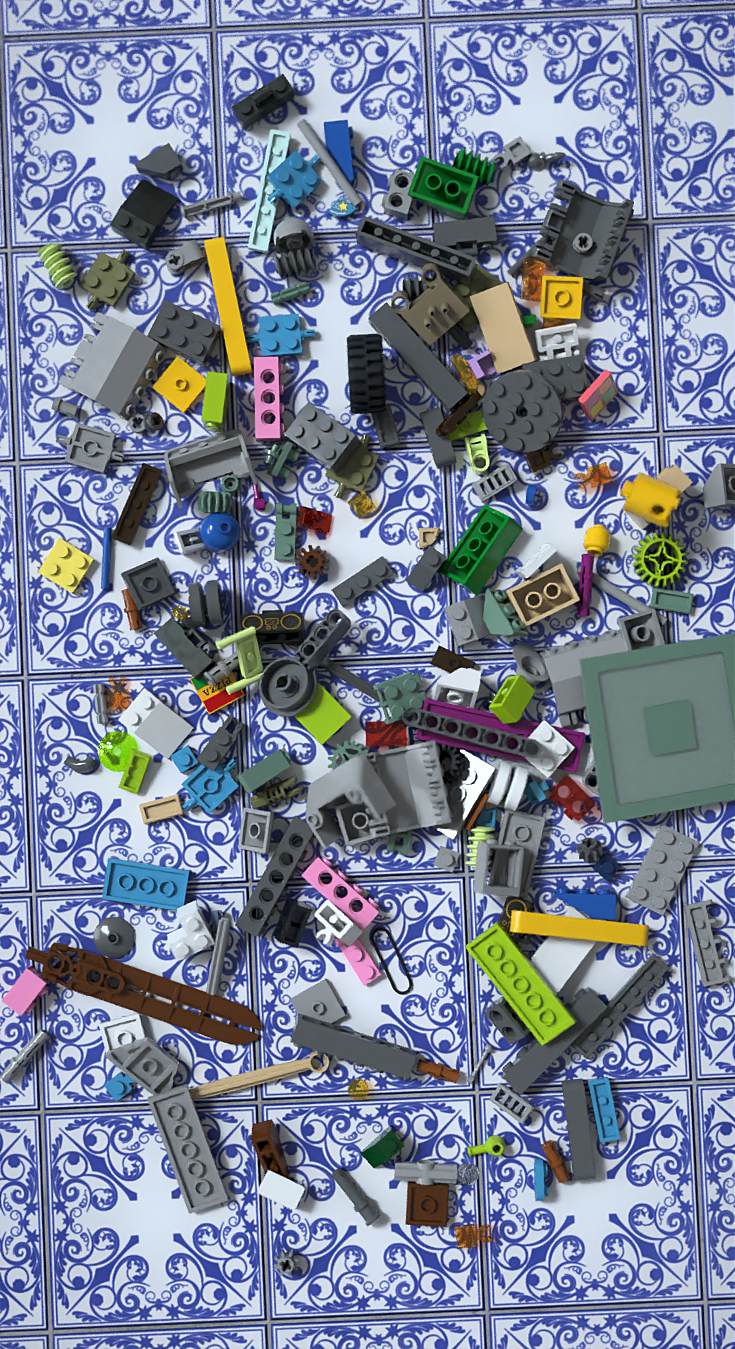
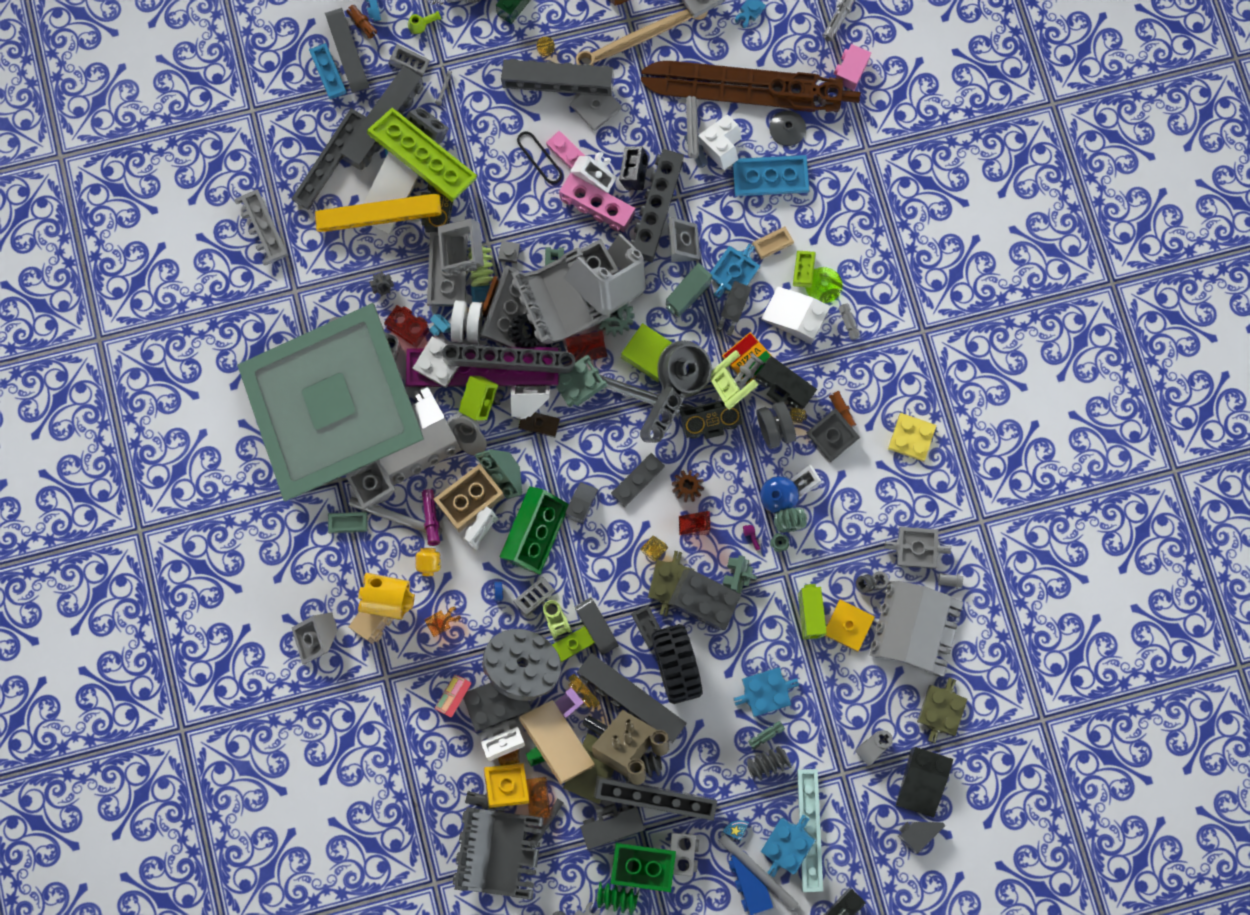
camera: 165 degrees right, 10 degrees down
(57, 265) = (992, 712): yellowish green piece -> none
(80, 766) = (854, 263): dark grey arm -> none
(106, 556) = (877, 451): blue bar -> none
(117, 698) = (836, 330): clear orange plate -> none
(121, 1031) = (757, 46): white plate -> none
(136, 504) = (861, 505): dark brown plate -> none
(146, 1064) = (733, 26): light grey wing -> none
(184, 759) = (762, 289): dark azure plate -> none
(185, 333) = (856, 672): dark grey brick -> none
(207, 460) = (810, 558): light grey windscreen -> none
(210, 204) = (862, 805): light grey piece -> none
(228, 306) = (822, 709): yellow beam -> none
(262, 367) = (761, 597): bright pink brick -> none
(275, 793) = (673, 276): olive hinge -> none
(285, 532) = (718, 509): sand green plate -> none
(293, 235) = (776, 789): light grey cylinder -> none
(427, 536) = (586, 533): tan tile -> none
(438, 1071) = (479, 74): dark orange pin -> none
(457, 416) = (582, 648): dark brown plate -> none
(467, 620) = (534, 463): light grey slope -> none
(540, 458) = (494, 626): dark brown plate -> none
(577, 248) = (490, 845): light grey bush -> none
(596, 905) = (370, 238): blue slope -> none
(606, 867) = (363, 274): dark blue plate -> none
(658, 568) = (364, 539): lime gear -> none
(661, 869) = (313, 282): light grey plate -> none

